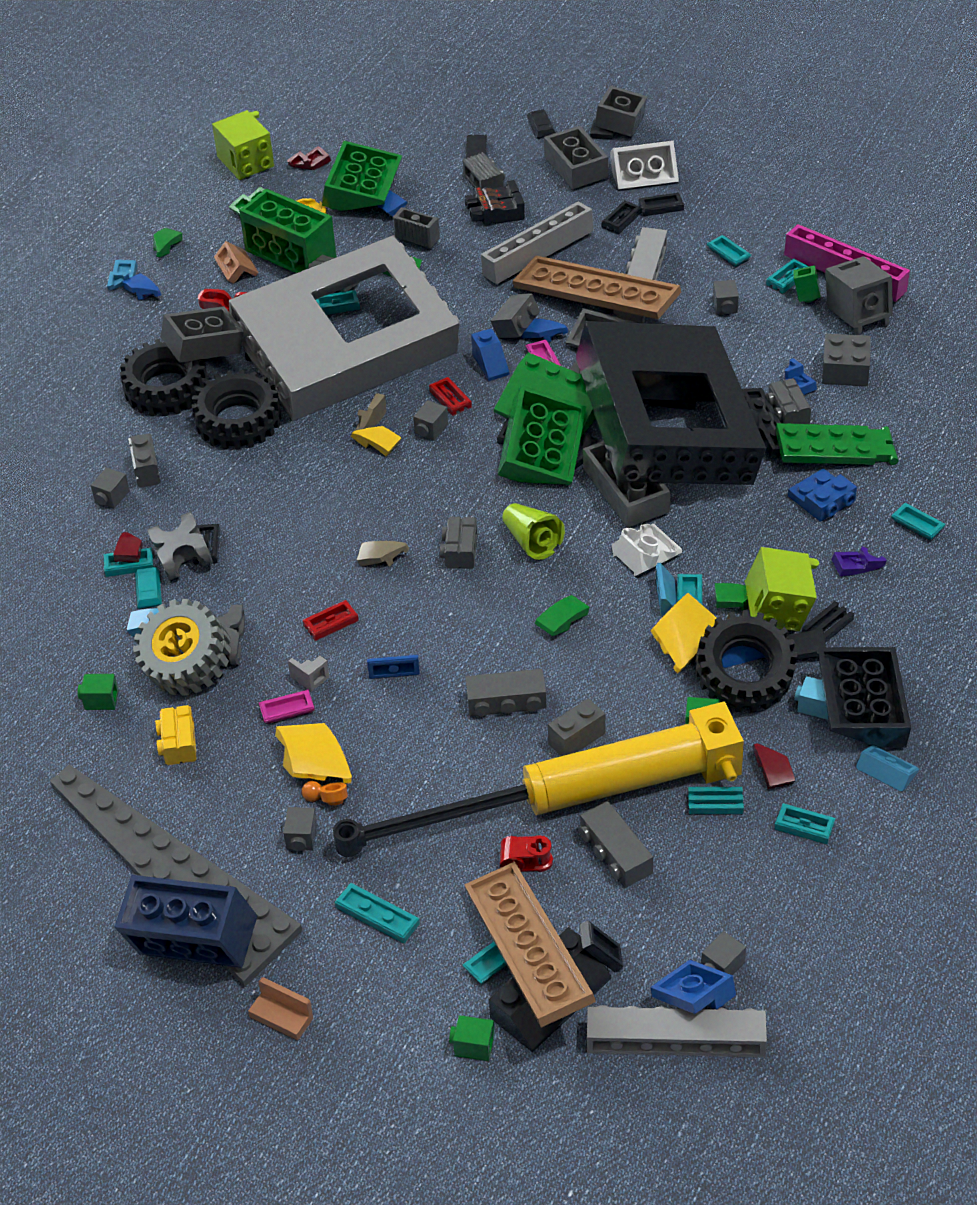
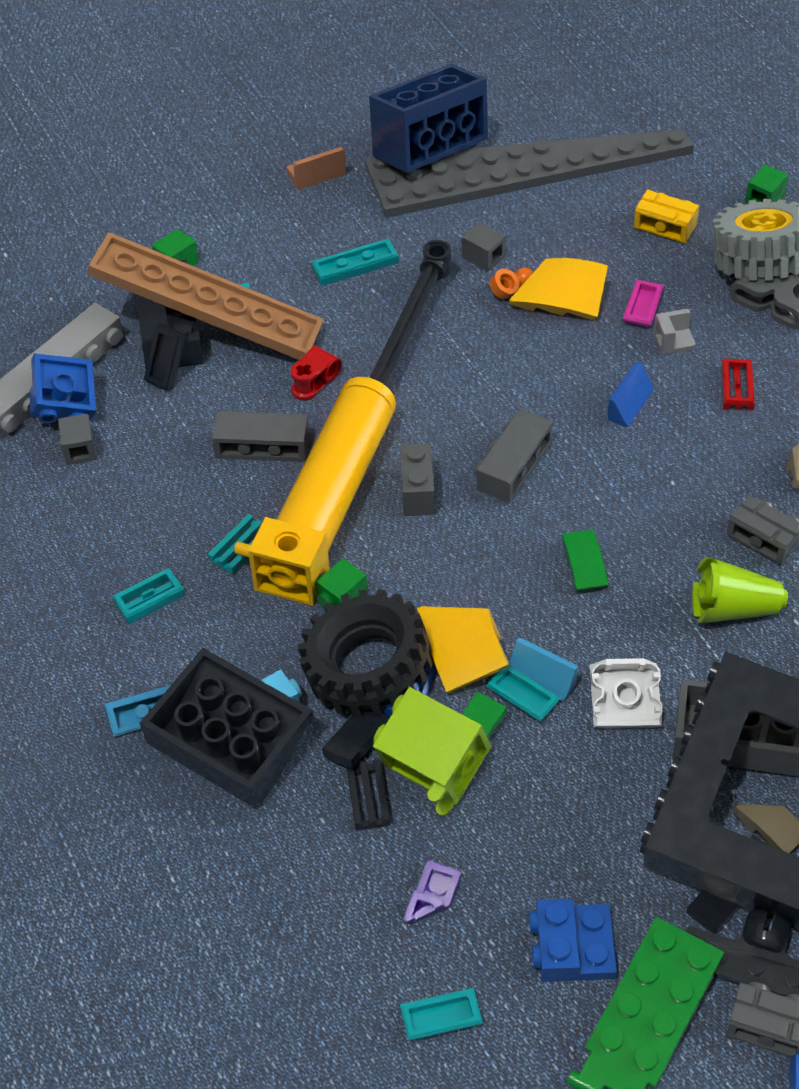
camera: 125 degrees right, 5 degrees up
(774, 766) = (231, 609): dark red slope -> none

